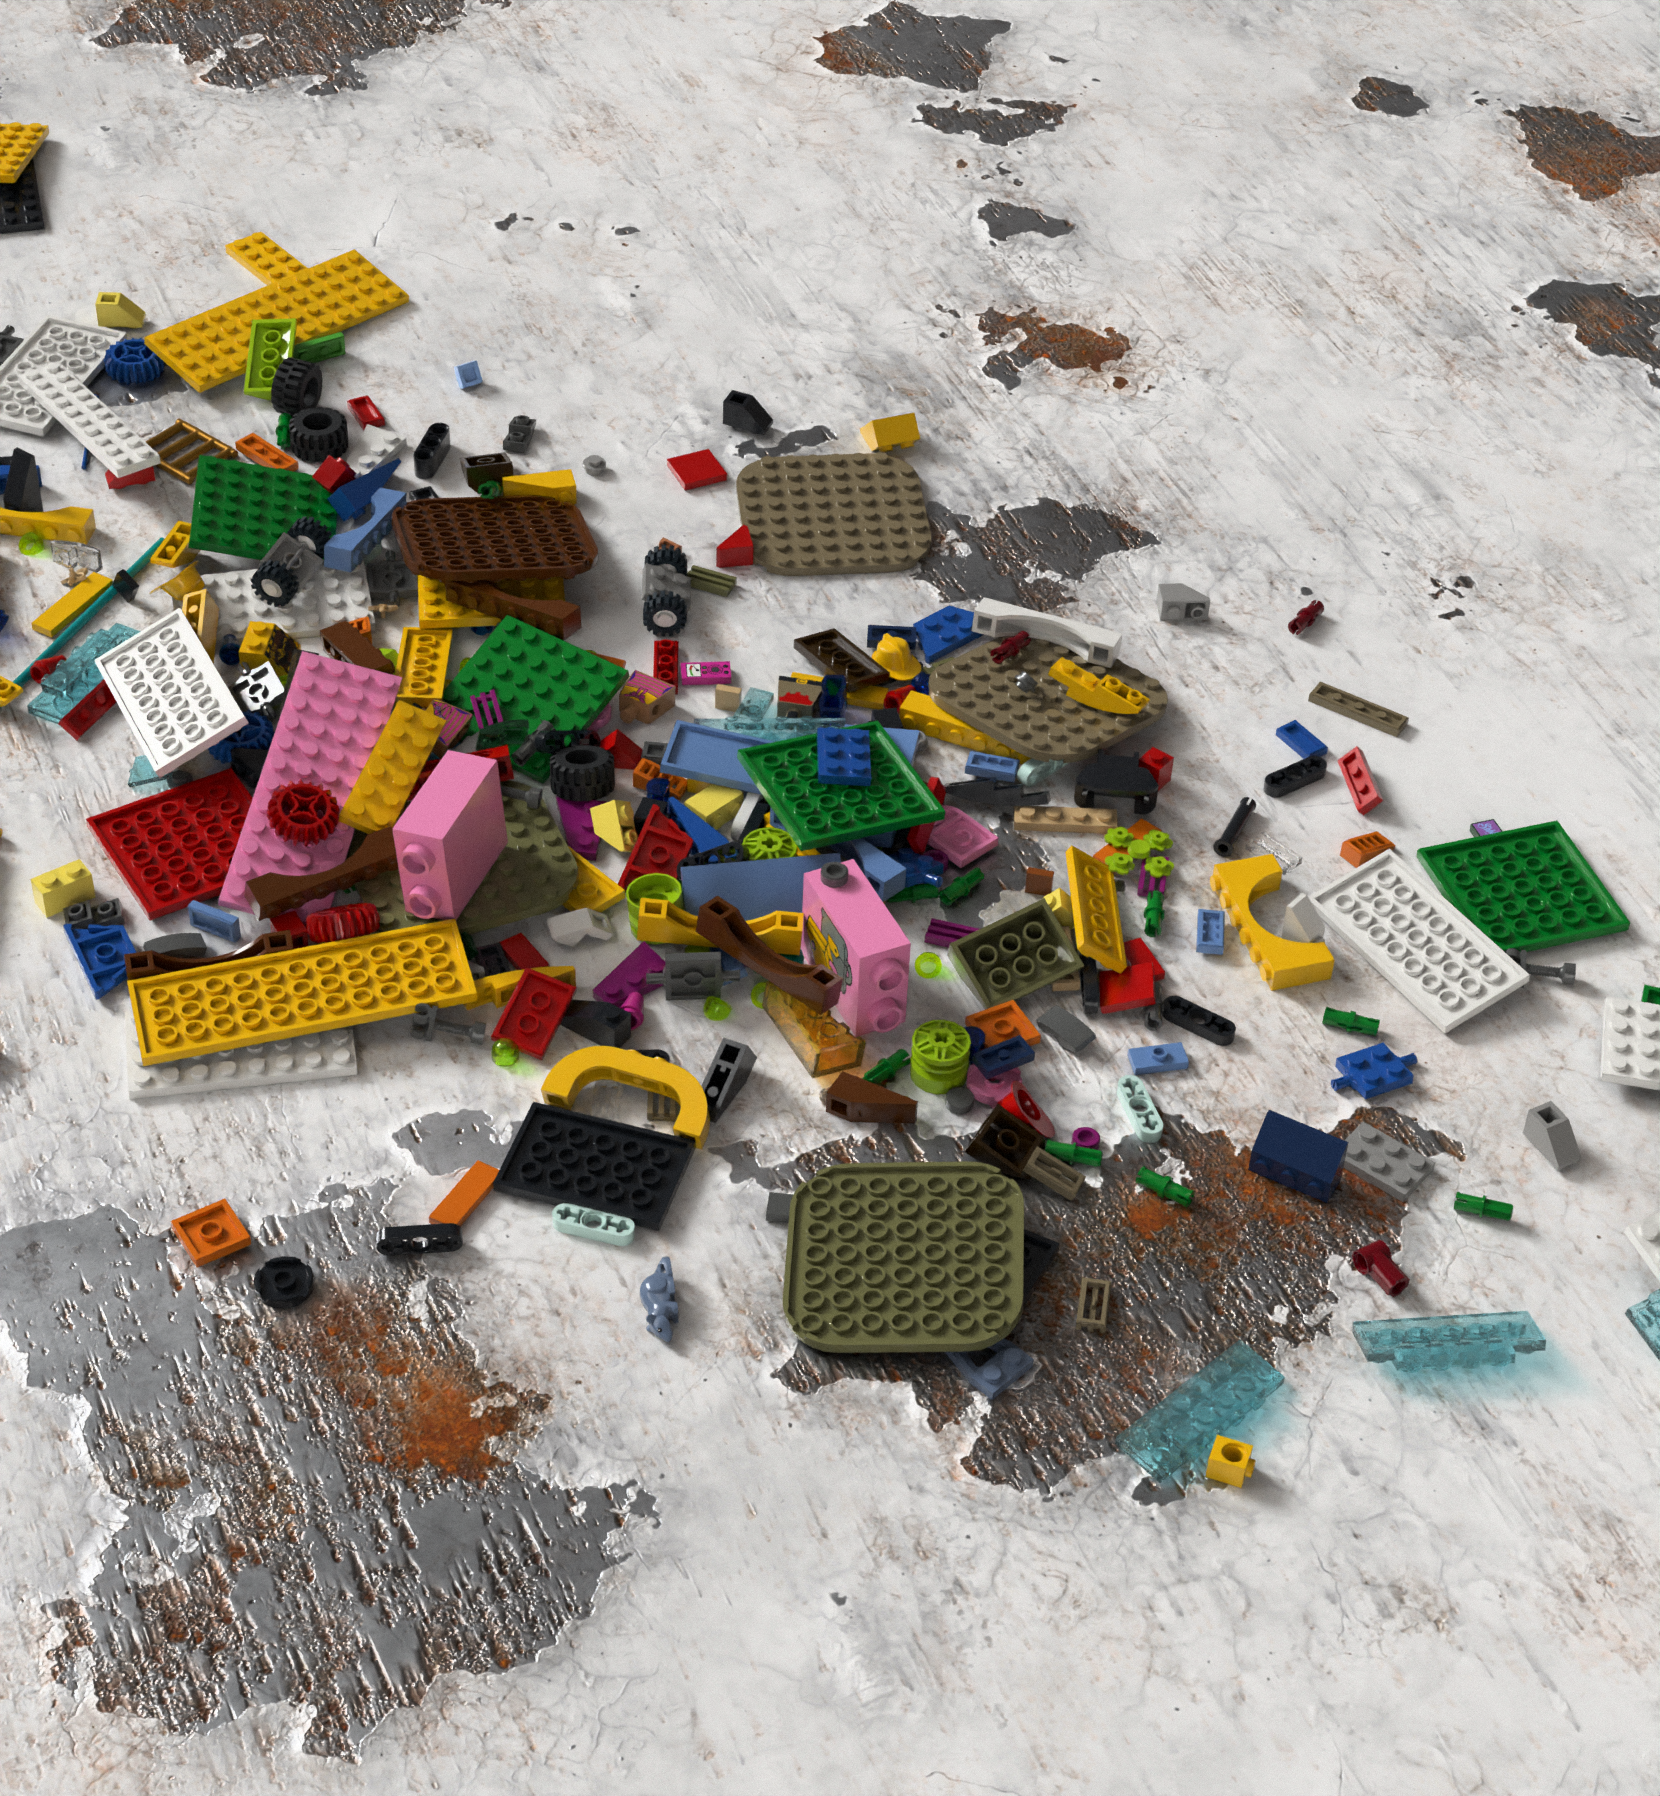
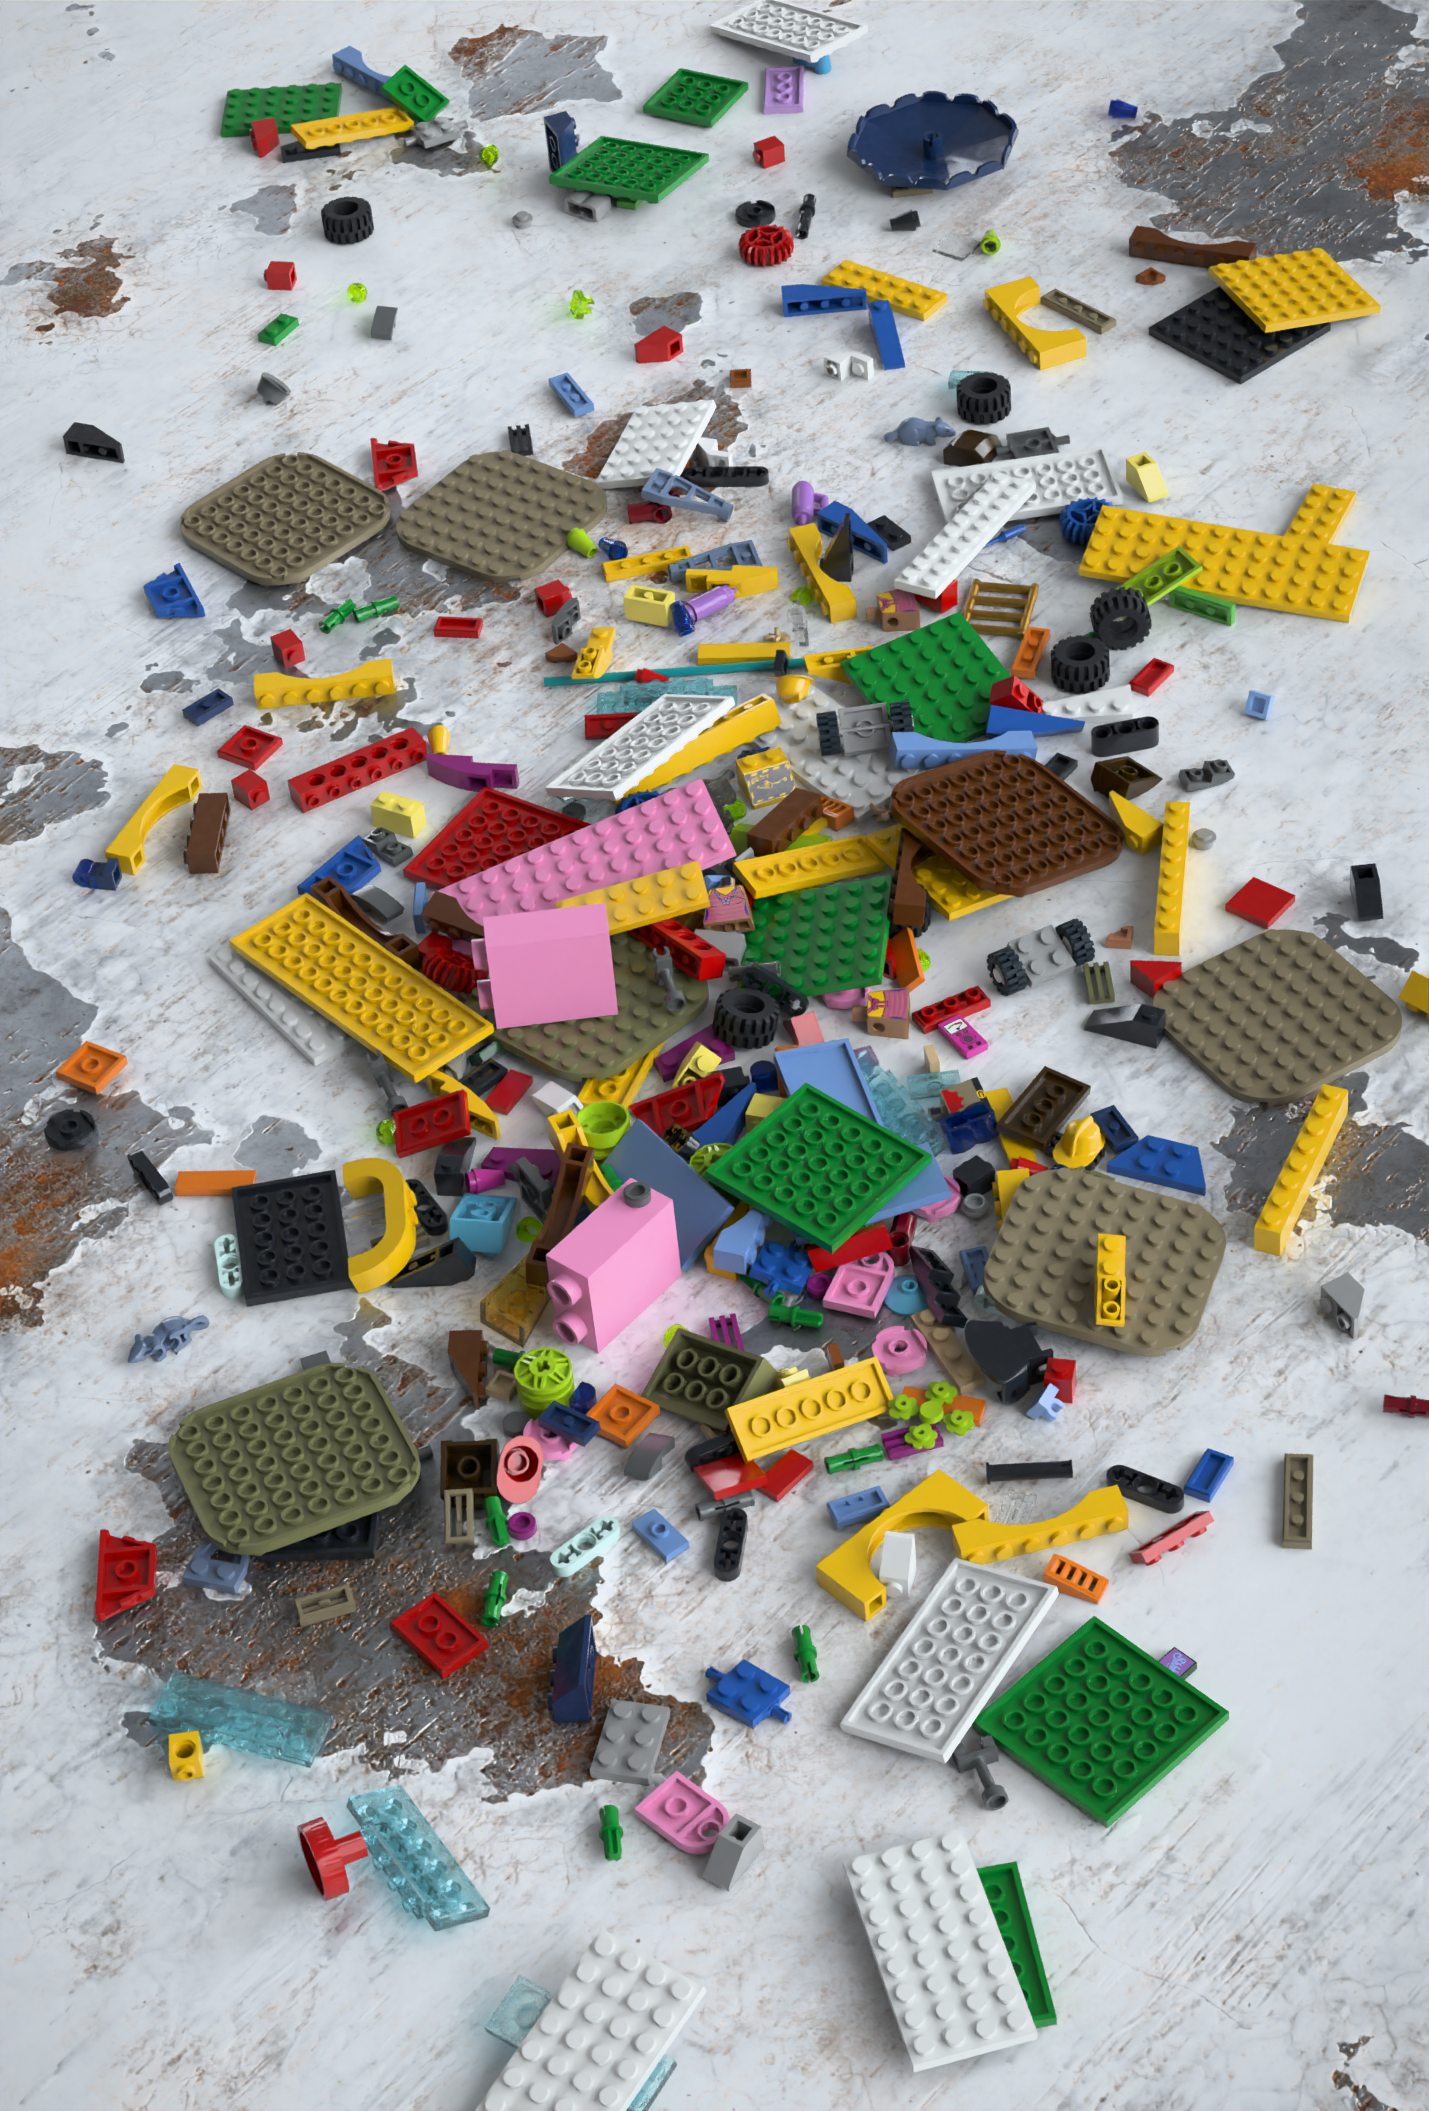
camera: 70 degrees right, 0 degrees up
(51, 826) = (470, 775): none -> magenta slope
(127, 499) = (896, 611): none -> medium nougat torso
(303, 804) = (532, 875): red gear -> none
(483, 699) = (771, 929): magenta tile -> none
(490, 489) = (1086, 792): green pin -> none
(503, 732) = (739, 944): clear green slope -> none
(635, 495) = (1172, 879): none -> yellow brick
(690, 1029) = (483, 1222): none -> medium azure slope
(779, 581) = (1130, 1023): none -> black slope
(843, 756) = (849, 1150): blue plate -> none
(906, 1087) = (502, 1386): none -> tan tile
(958, 1434) = (124, 1574): none -> red wing
(990, 816) = (905, 1296): none -> medium azure dish
(1010, 647) = (1139, 1204): dark red pin -> none
(1021, 565) = (1300, 1170): none -> yellow brick
(1025, 682) = (1078, 1231): dark grey plate -> none
(1039, 852) = (900, 1362): none -> bright pink plate
(1090, 642) = (1179, 1183): white arch -> none
(1170, 788) = (1044, 1402): none -> light blue tile
(1181, 1240) = (439, 1635): none -> red tile
(1308, 810) = (1097, 1514): none -> yellow arch
(1378, 1263) = (485, 1777): dark red piece -> none
(1445, 1388) = (327, 1856): none -> red piece
(1488, 1154) = (683, 1813): none -> bright pink plate

